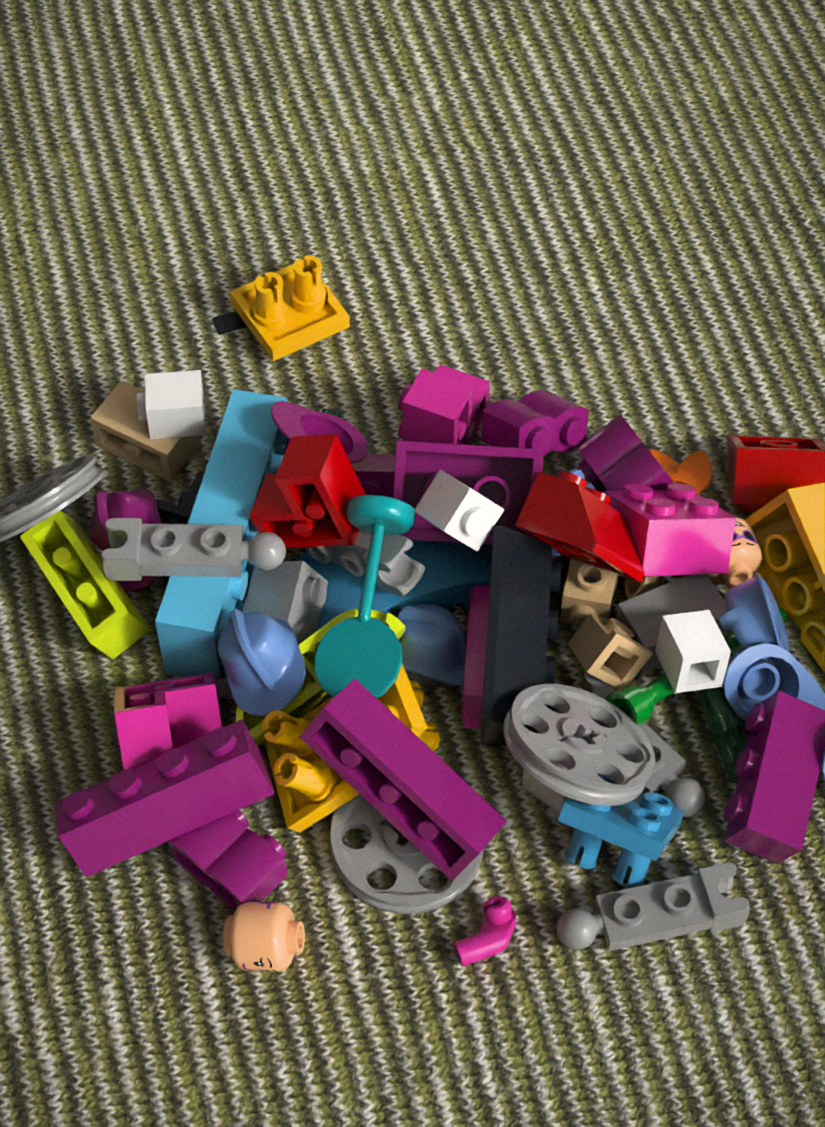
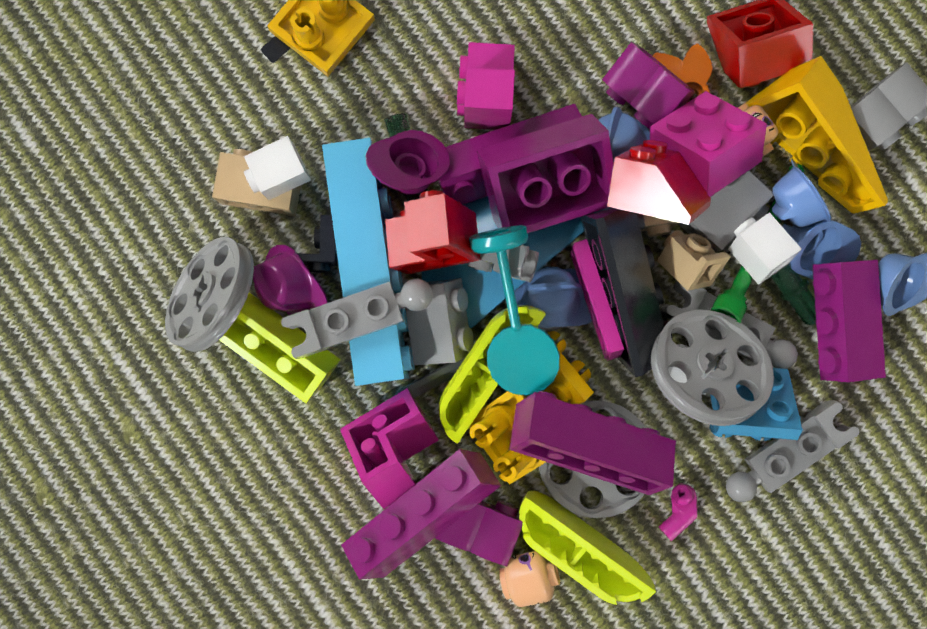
camera: 20 degrees left, 30 degrees up
(261, 662) = (449, 382): medium blue piece -> none
(338, 921) = (582, 551): none -> neon yellow brick
(459, 510) = (561, 214): white brick -> none
(535, 422) = (565, 73): magenta brick -> none

